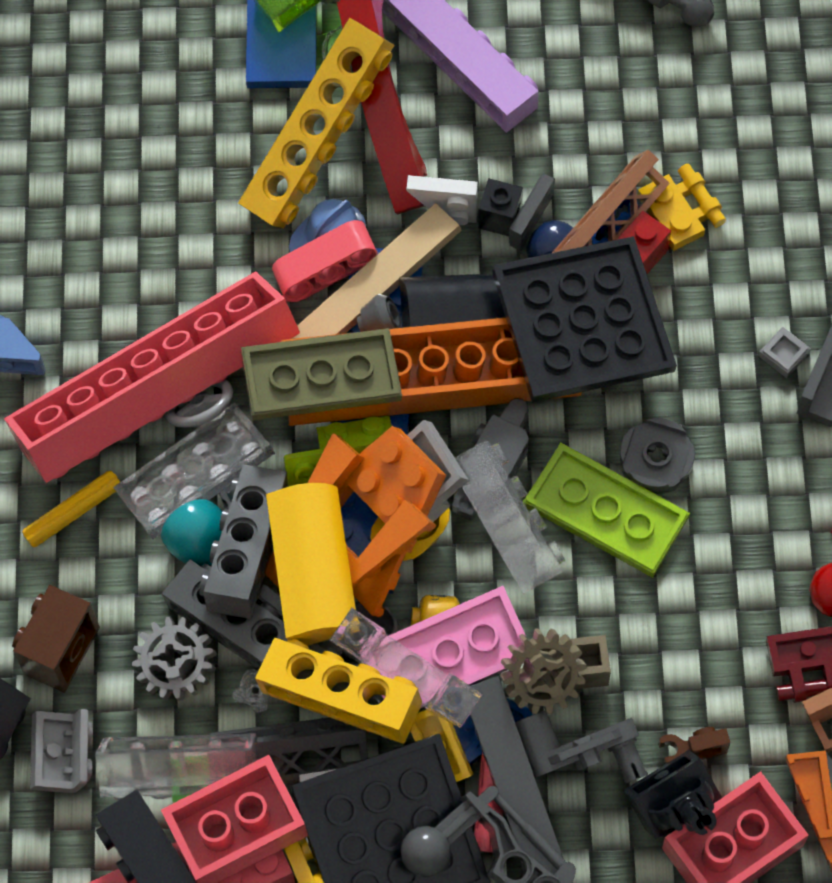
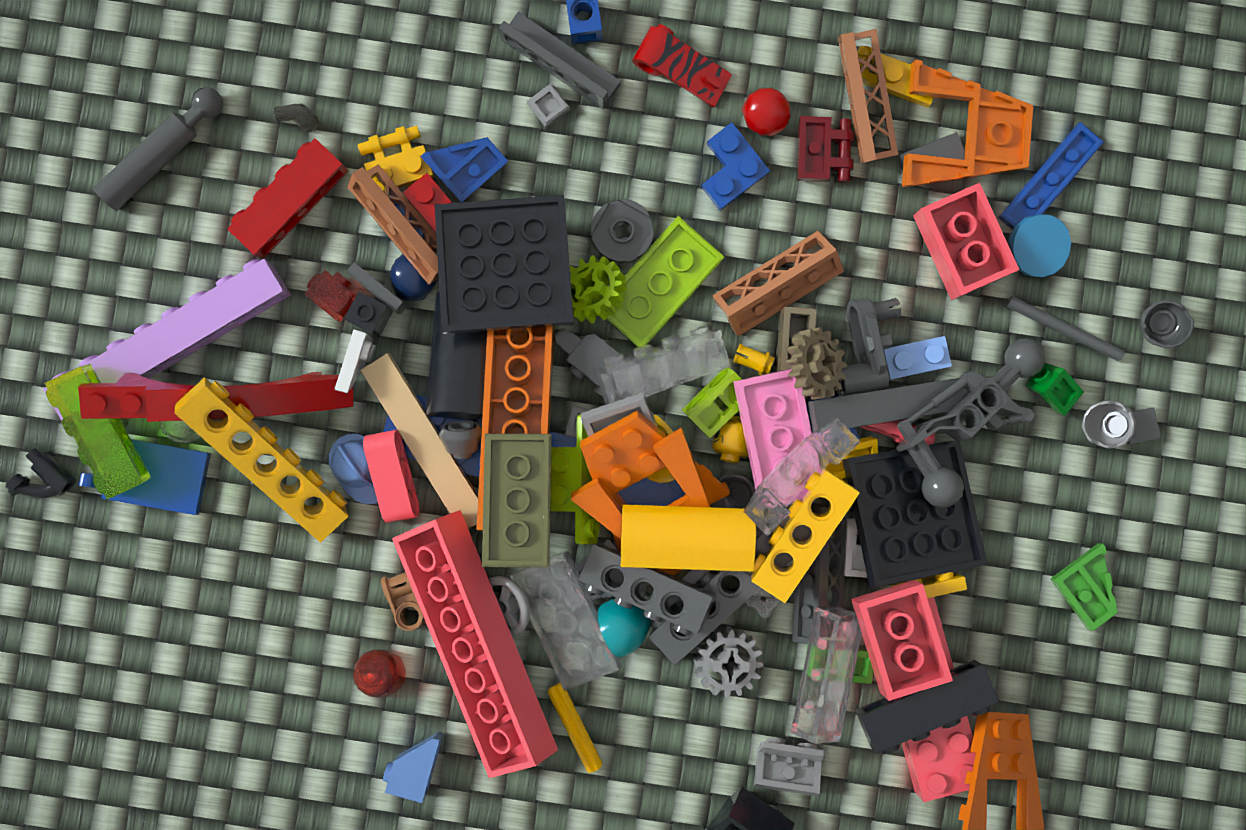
camera: 85 degrees left, 20 degrees up
(55, 638) = (698, 761): reddish brown brick -> none
(102, 294) = (379, 673): none -> clear red hair
(184, 297) = (400, 600): none -> medium nougat piece
(467, 580) = (714, 403): none -> lime brick
(516, 164) = (331, 294): none -> clear red brick
(539, 619) = (756, 360): none -> yellow pin
(580, 430) = (593, 290): none -> lime gear
(581, 819) = (917, 357): none -> light blue plate
(610, 105) = (287, 199): none -> red brick
(633, 642) = (782, 285): none -> nougat fence
(674, 796) = (926, 279): black brick -> none
(691, 275) = (465, 165): none -> blue wing
(704, 743) = (878, 249): reddish brown plate -> none
(709, 101) = (299, 114): none -> clear smoke arm
(763, 575) = (740, 170): none -> blue plate

